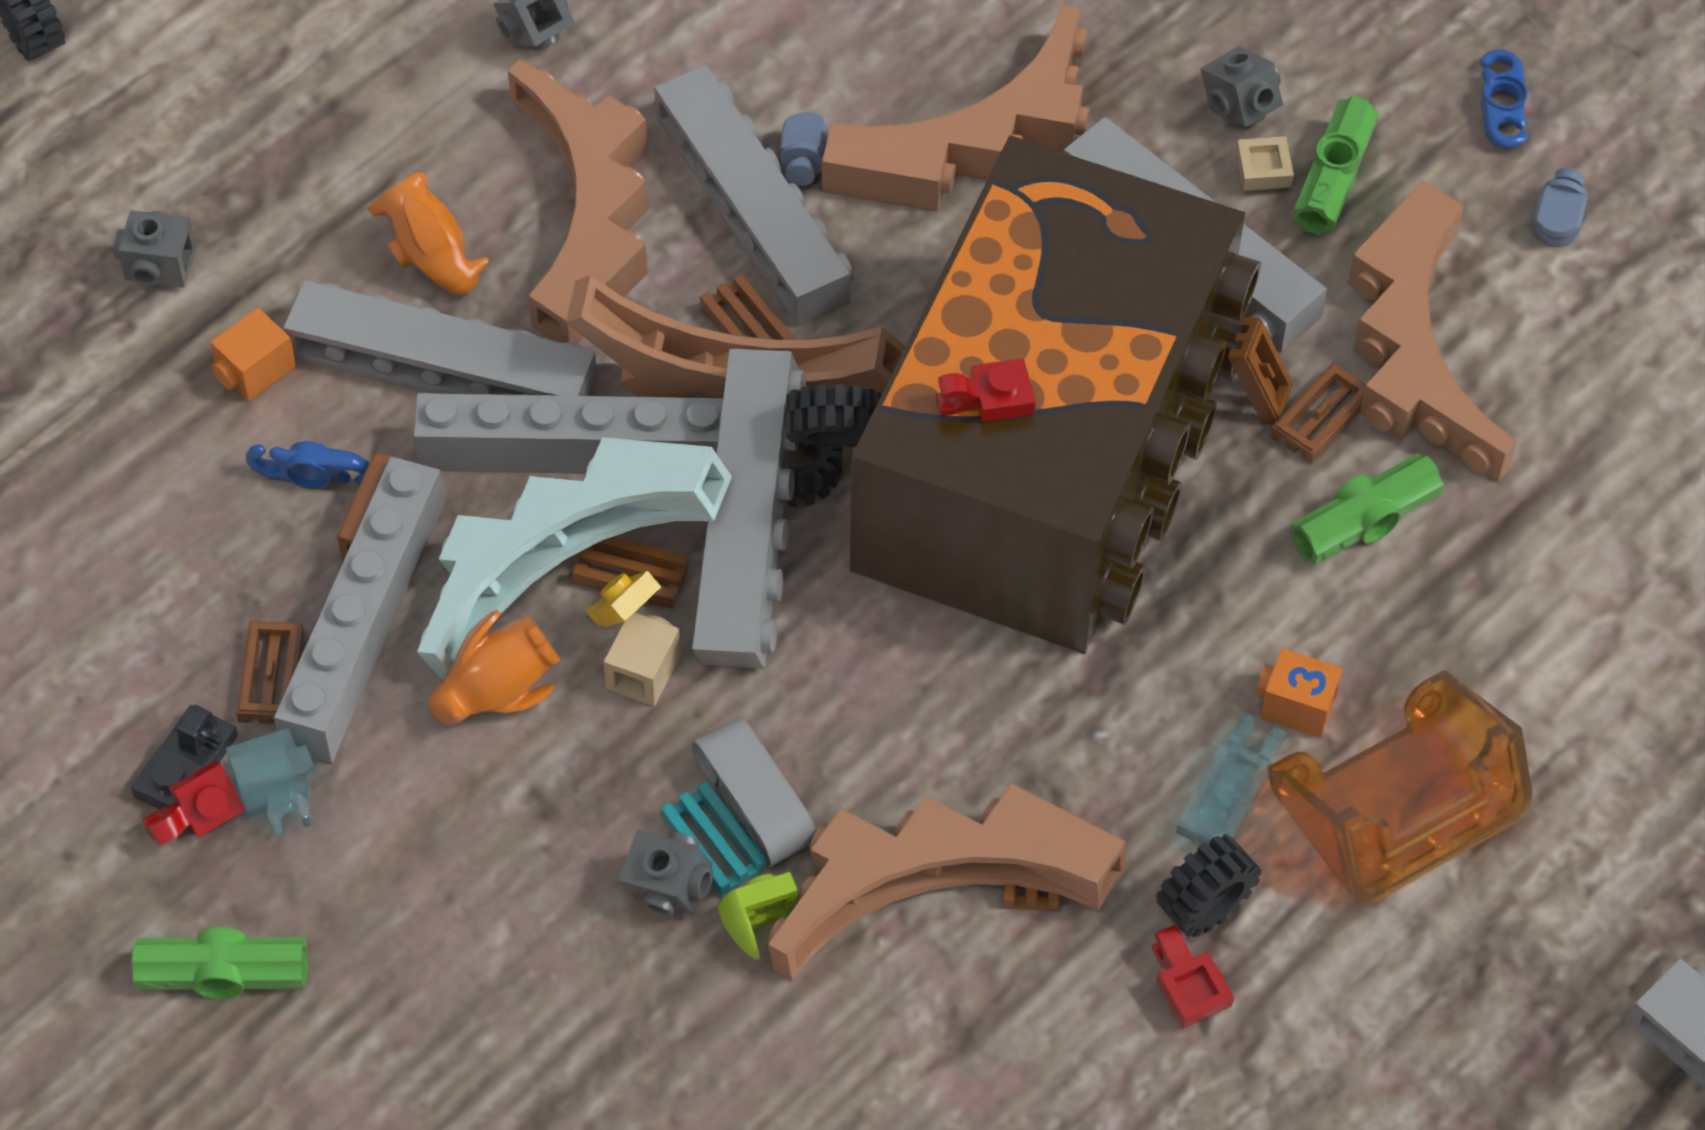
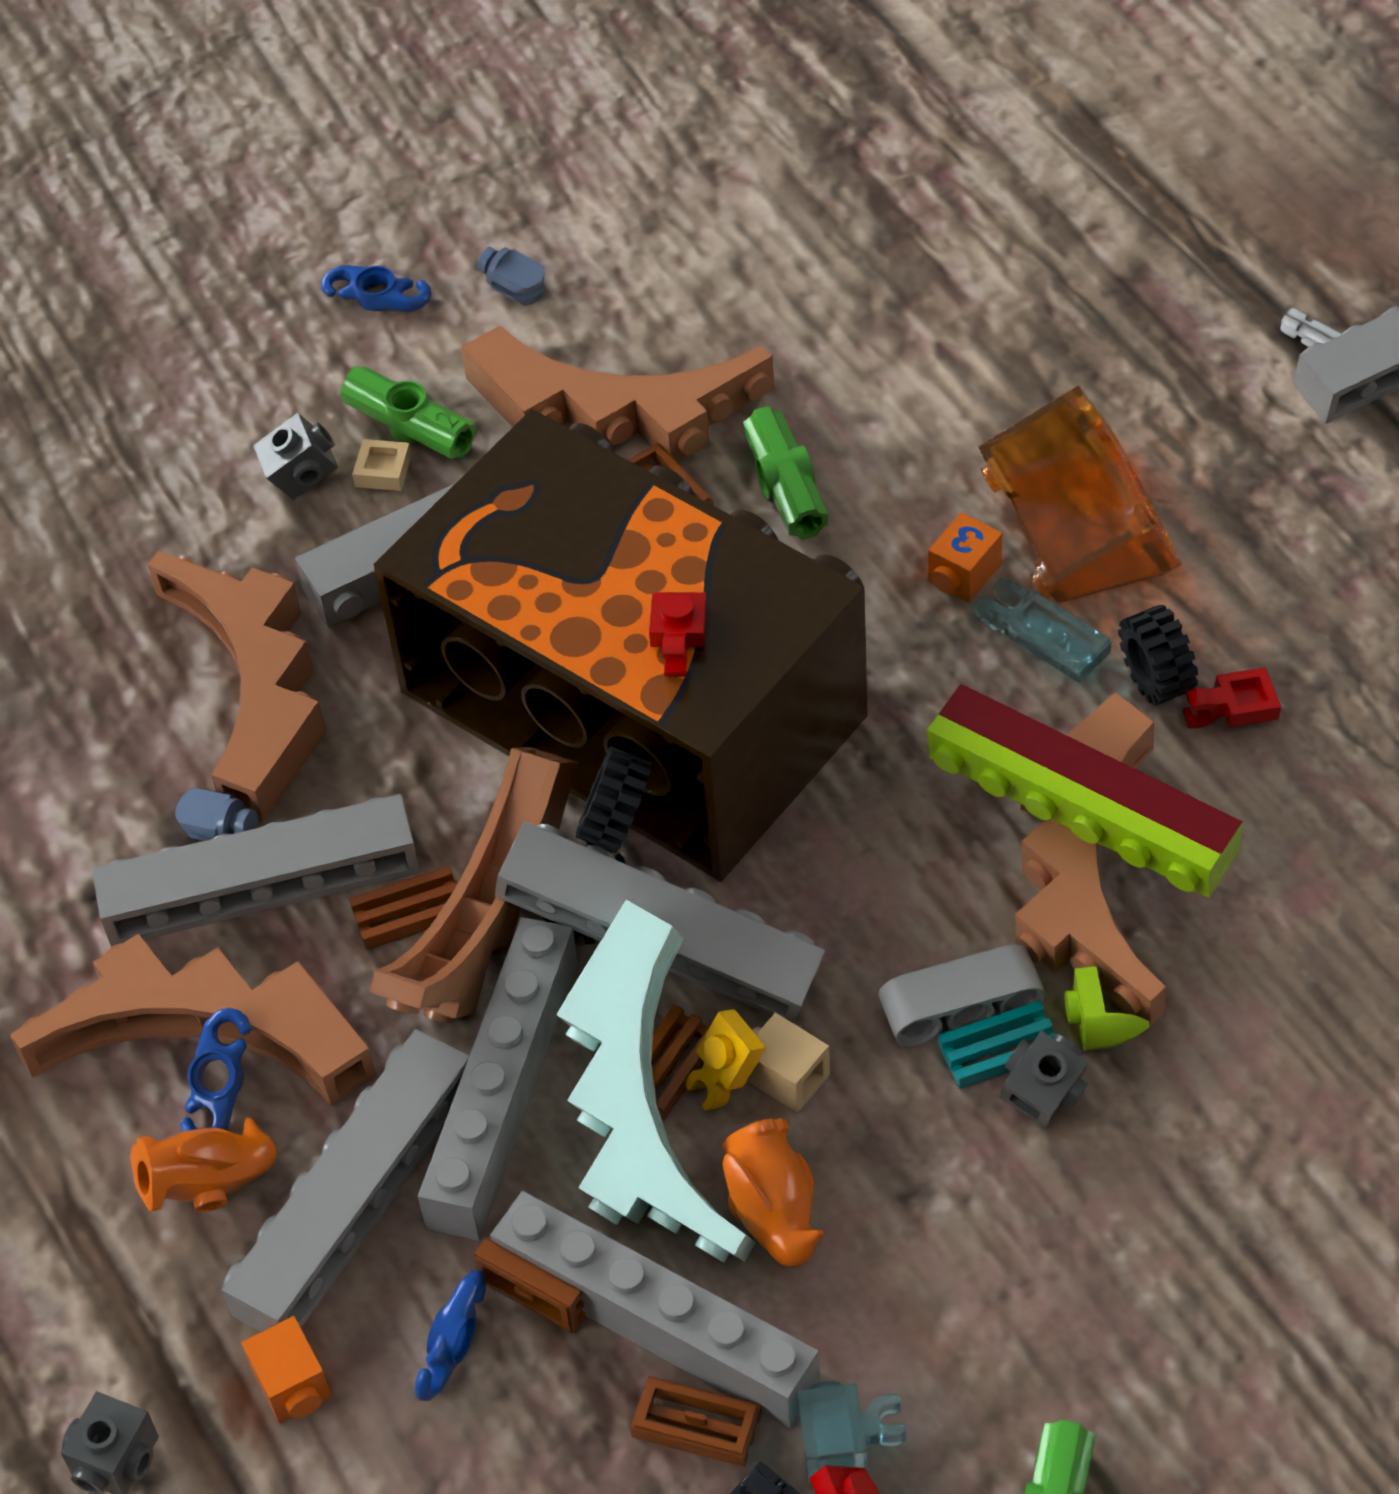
camera: 70 degrees left, 5 degrees down
(542, 211) = (210, 1050): none -> blue piece
(978, 828) = (1085, 791): none -> brick

